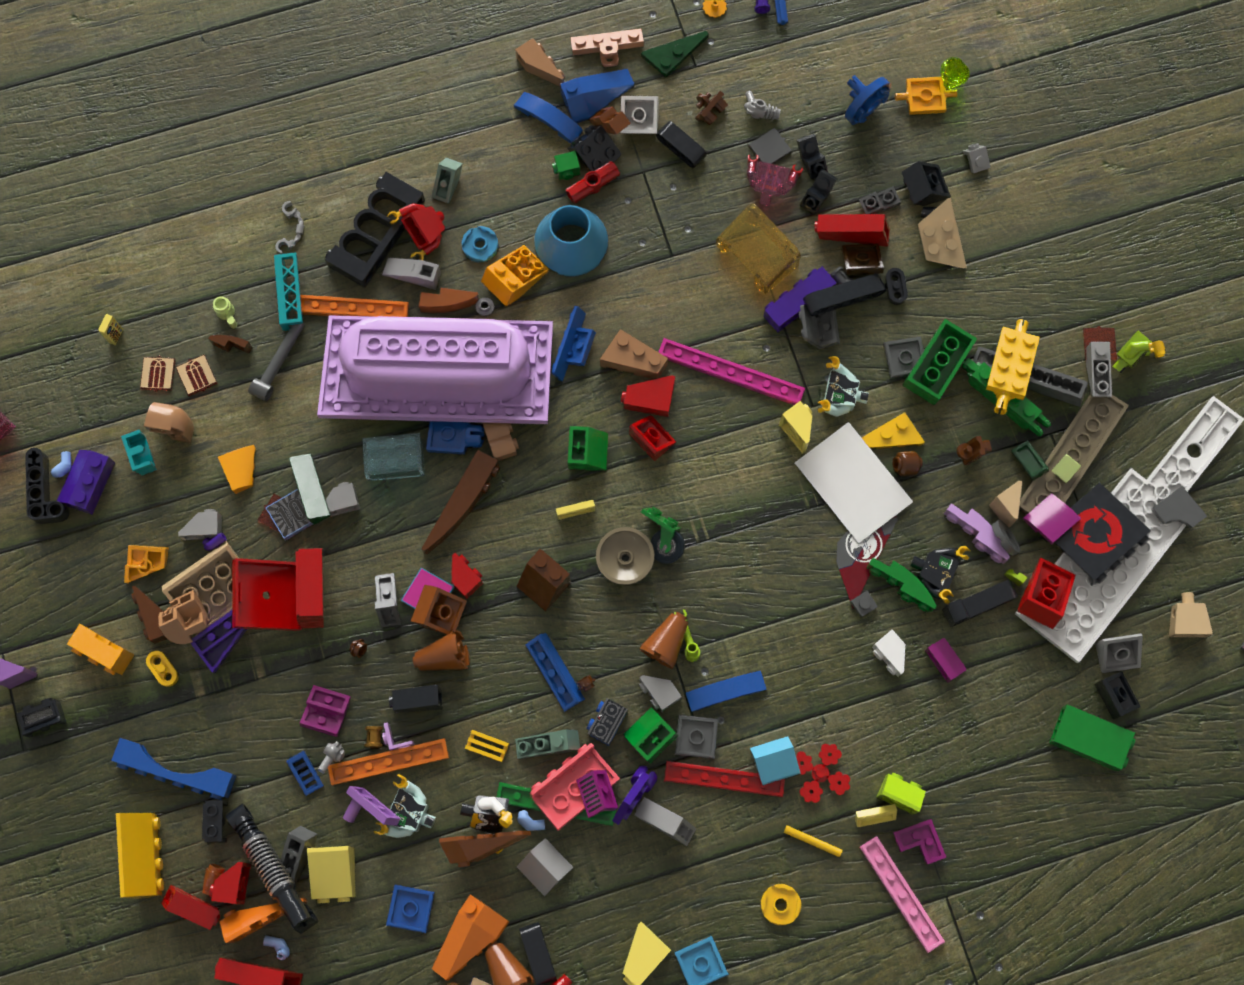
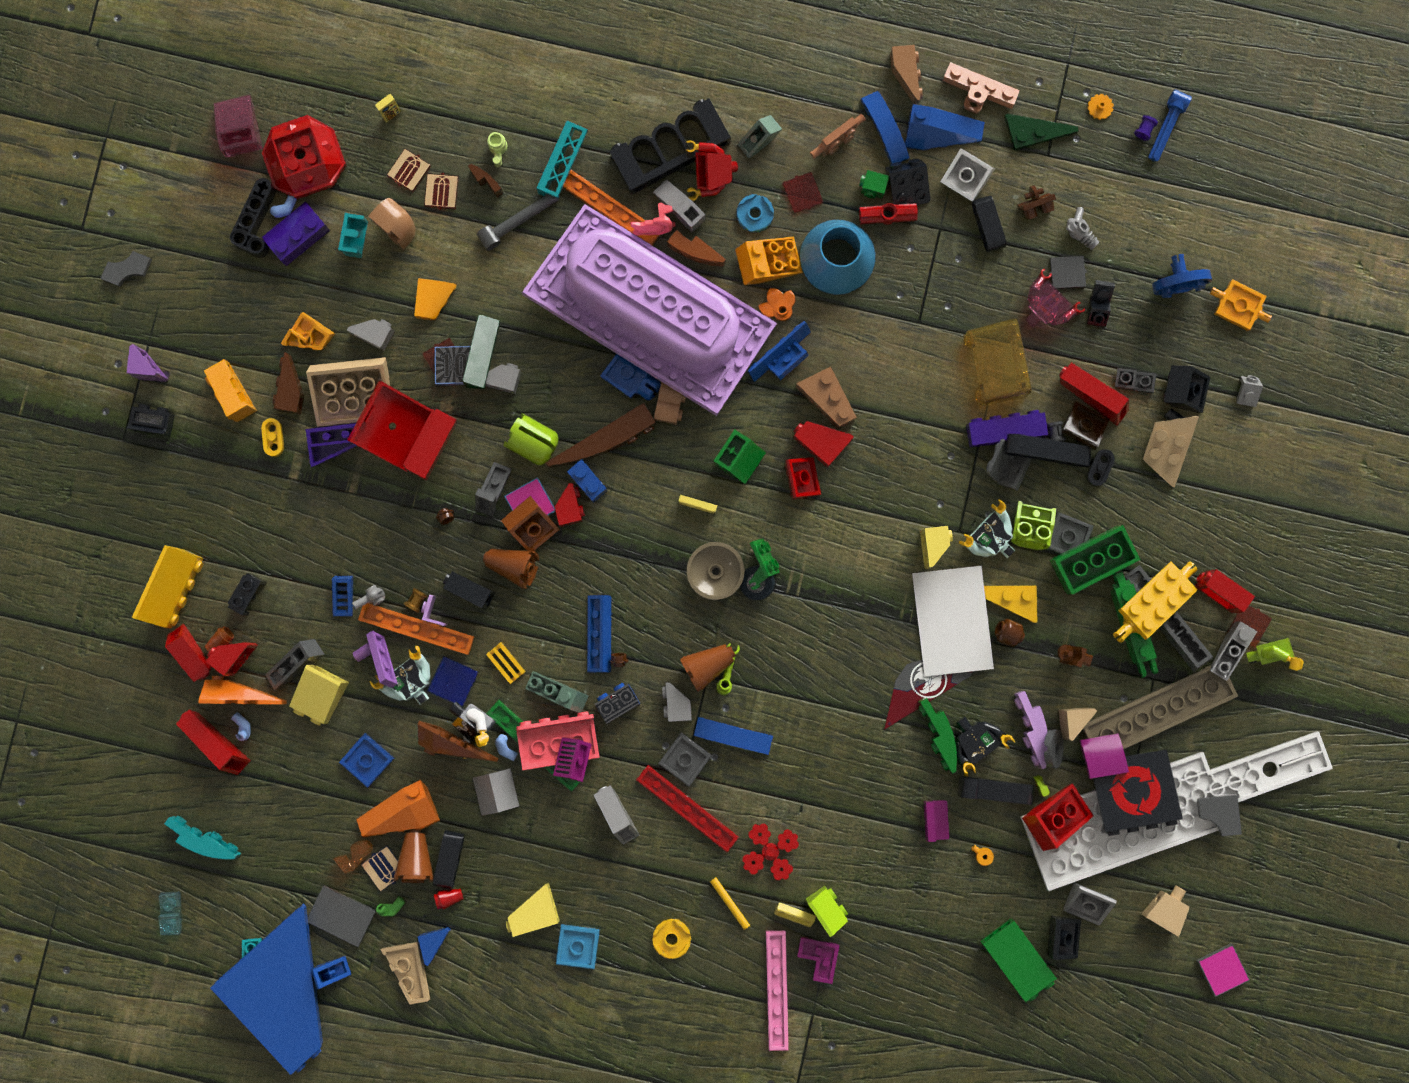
camera: 30 degrees right, 10 degrees up
(66, 428) = (312, 173): none -> red piece
(136, 756) = (211, 500): blue arch -> none
(183, 618) = (311, 407): medium nougat brick -> none
(211, 544) = (373, 353): dark purple arm -> none
(281, 886) = (270, 712): black piece -> none
(299, 229) = (603, 108): light grey piece -> none
(325, 711) = (388, 553): magenta slope -> none
(393, 457) = (568, 365): clear light blue brick -> none
(398, 537) = (532, 440): none -> lime cylinder
(402, 298) = (657, 226): none -> coral hair
(448, 790) = (452, 681): none -> clear blue tile
(467, 544) = (587, 481): none -> blue brick
(487, 311) = (725, 280): flat silver plate -> none
(510, 205) = (802, 192): none -> clear red piece
(513, 144) = (841, 135): none -> nougat plate
(542, 305) = (777, 302): none -> orange plate
(543, 580) = (633, 551): reddish brown slope -> none
(612, 121) = (937, 166): dark orange slope -> none
(641, 784) = (615, 773): dark purple plate -> none
(650, 735) = (646, 736): green slope -> none
(731, 372) = (906, 460): dark pink tile -> none
(775, 760) = (738, 819): medium azure slope -> none
(818, 192) = (1085, 340): black slope -> none
(863, 604) = (895, 731): dark grey plate -> none
(871, 365) = (1033, 526): none -> lime slope
(892, 651) = (894, 786): white slope -> none
(954, 72) = (1279, 299): clear neon green hair -> none
(1001, 666) = (980, 853): none -> light orange piece
(1030, 460) = (1119, 693): dark green tile -> none
(1061, 325) = (1224, 591): none -> red window
(1066, 468) = (1145, 719): yellowish green slope -> none

